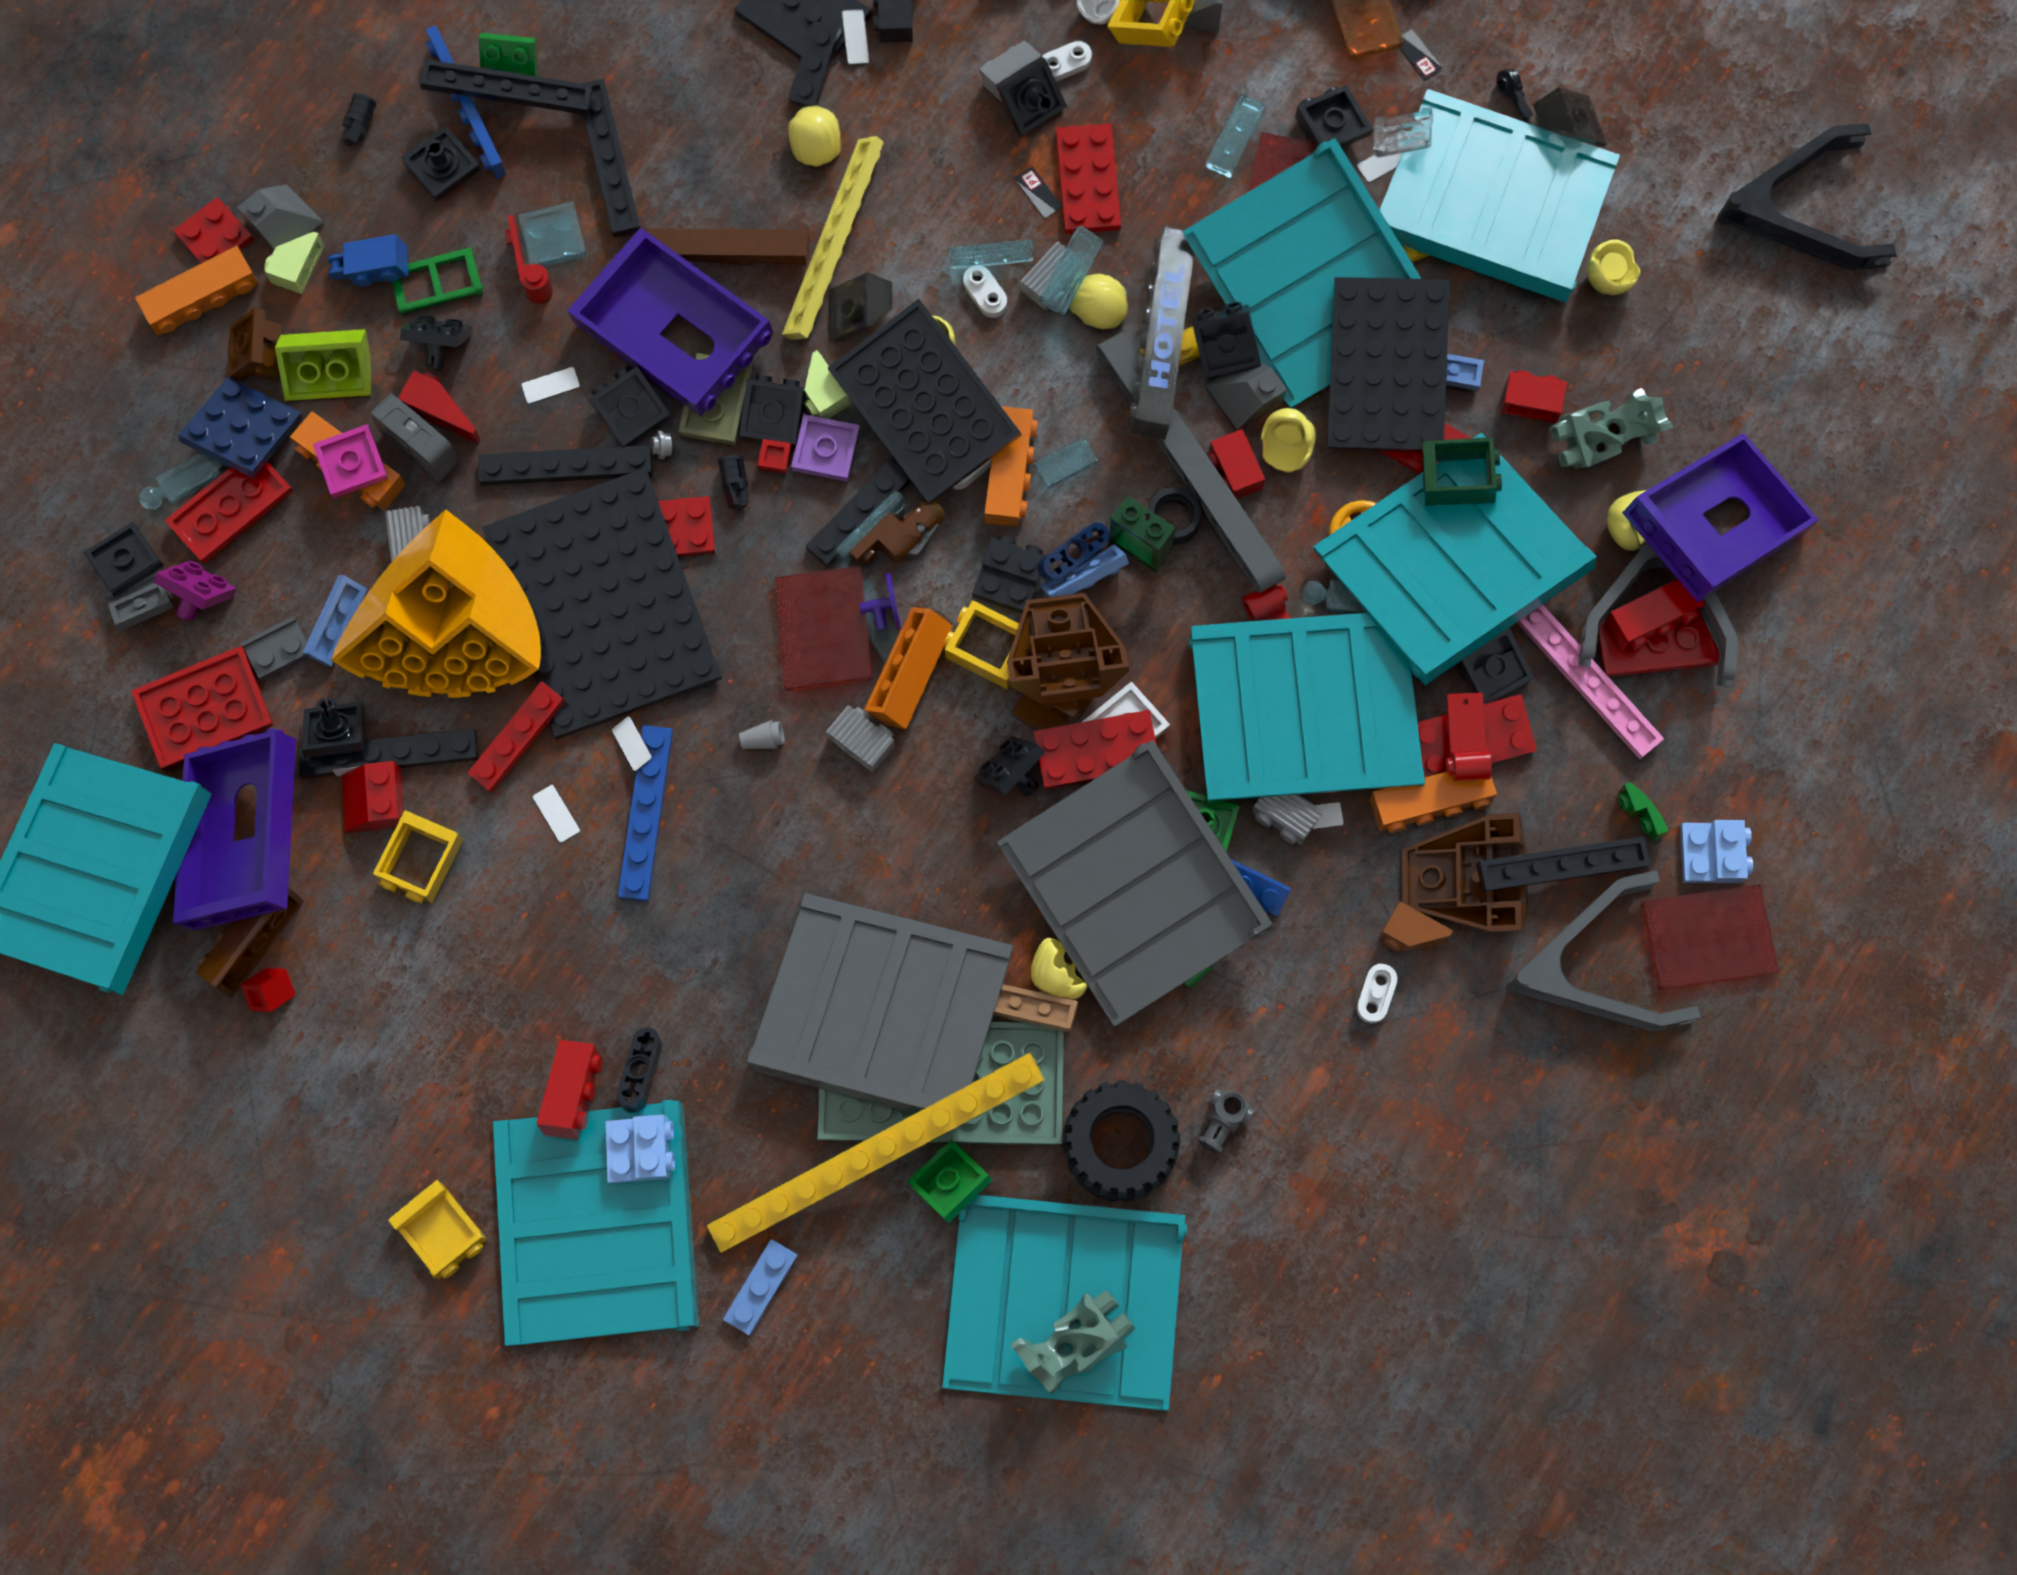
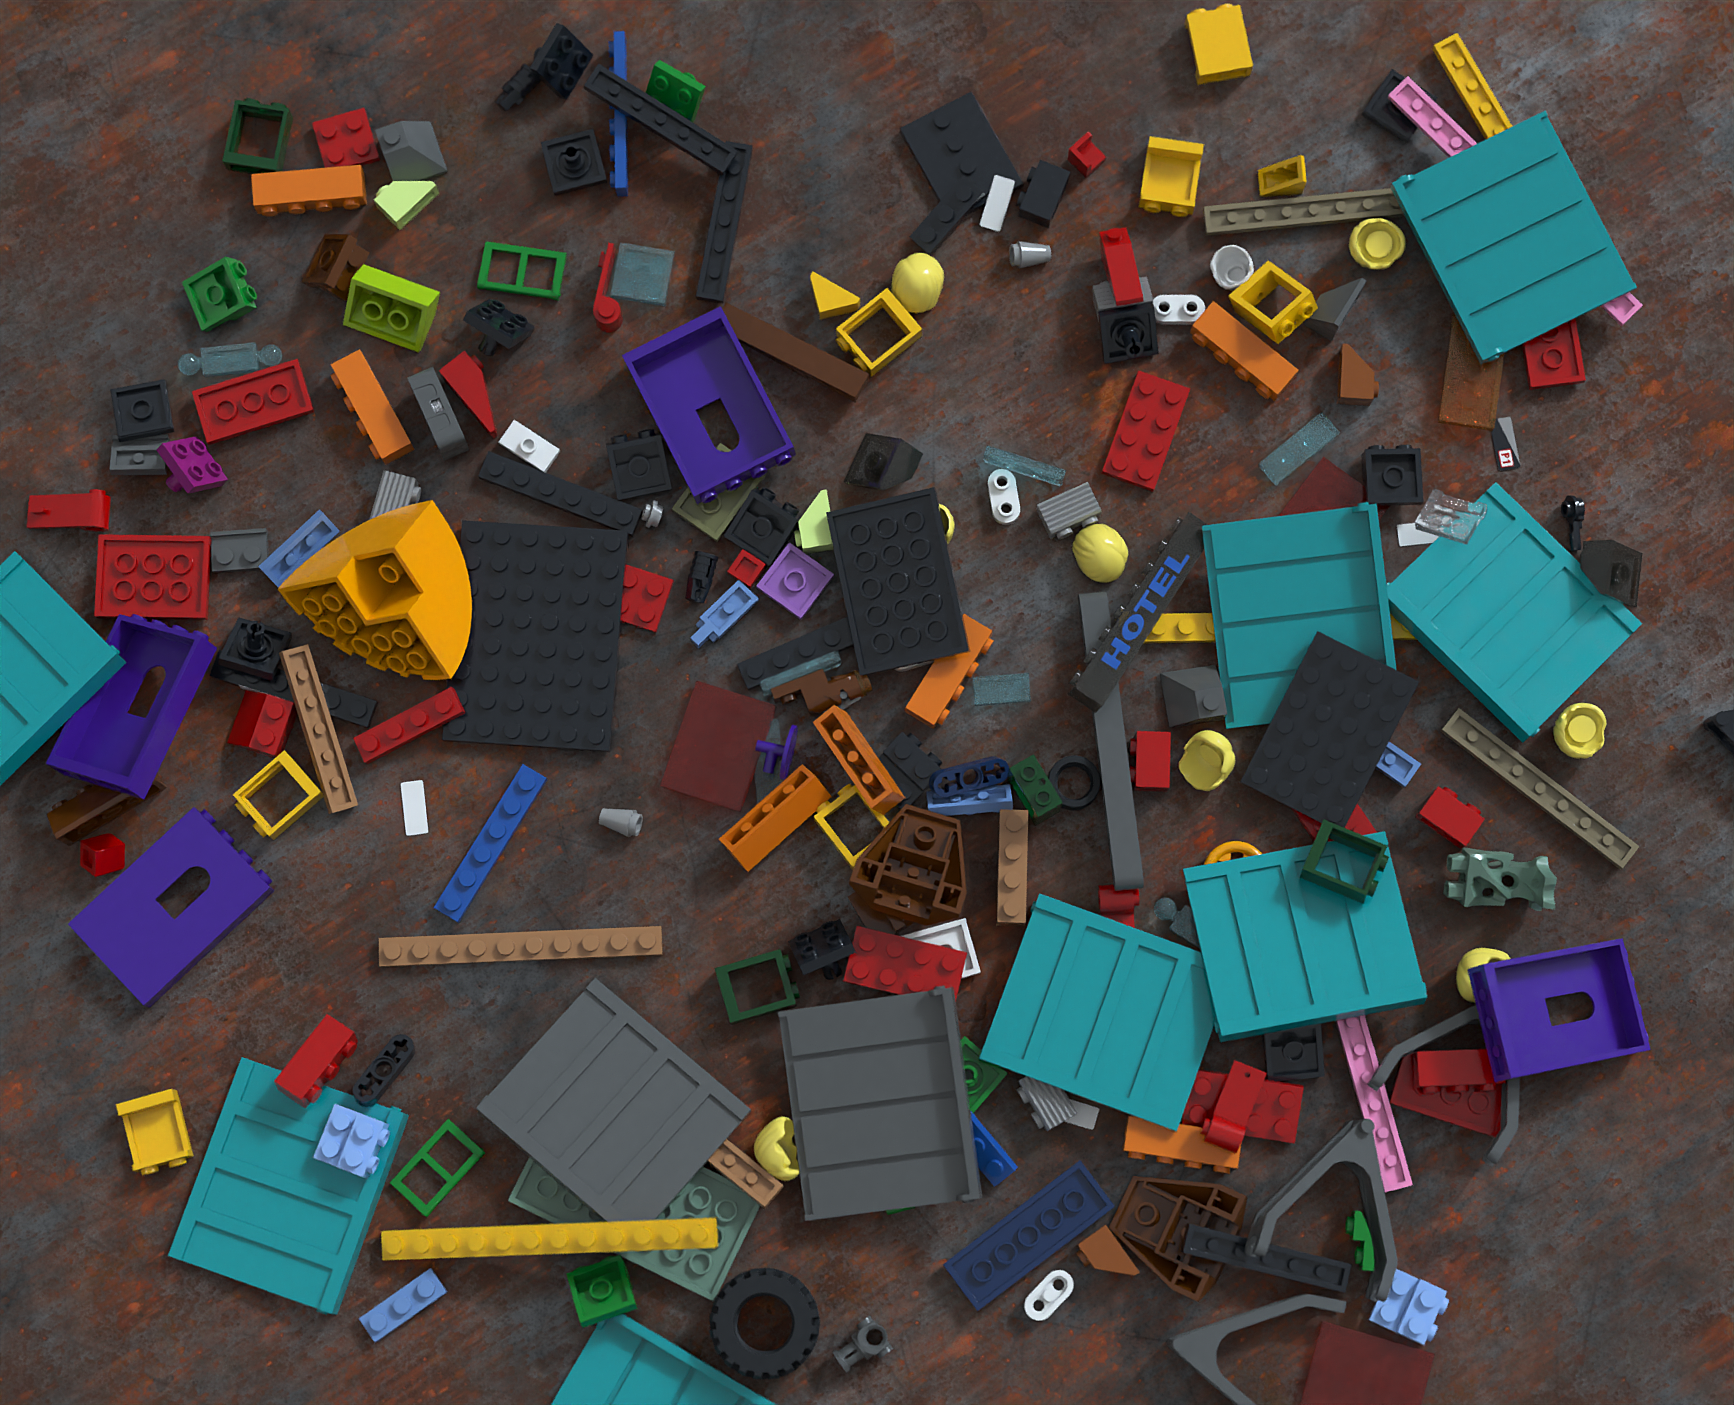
camera: 25 degrees right, 5 degrees up
(107, 674) = (81, 511): none -> red door
(109, 241) = (253, 164): none -> dark green window
(152, 419) = (220, 293): none -> green plate
(240, 427) = (292, 334): dark blue plate -> none
(344, 1051) = (141, 938): none -> dark purple panel
(350, 461) = (372, 412): dark pink plate -> none
(371, 261) = (472, 230): blue brick -> none
(388, 76) = (561, 61): none -> black plate
(429, 776) = (318, 729): none -> medium nougat plate
(515, 434) = (529, 446): none -> white plate
(550, 385) = (580, 412): white sticker -> none
(631, 743) = (505, 775): white sticker -> none
(713, 1134) = (477, 1151): none -> green window
(718, 896) = (520, 946): none -> medium nougat plate
(740, 181) = (831, 298): none -> yellow slope
(772, 506) = (724, 614): none -> medium blue hinge
(807, 169) = (898, 314): none -> yellow window
(833, 238) = (890, 387): light yellow plate -> none
(861, 738) = (705, 861): light grey brick -> none
(906, 68) = (1028, 254): none -> light grey cone
(942, 852) = (728, 994): none -> dark green window
(963, 578) = (859, 760): none -> orange brick
(995, 38) = (1120, 266): none -> red slope
(1038, 192) = (1095, 423): sticker -> none
(1071, 270) = (1086, 516): clear light blue tile -> none
(1144, 70) = (1243, 351): none -> orange brick
(1153, 616) = (1012, 868): none -> medium nougat brick
(1226, 339) = (1195, 642): black plate -> none
(1256, 52) = (1355, 379): none -> dark orange slope
(1331, 947) = (1028, 1235): none -> dark blue plate
(1599, 730) = (1357, 1150): none -> dark grey piece
(1601, 337) = (1540, 788): none -> dark tan plate

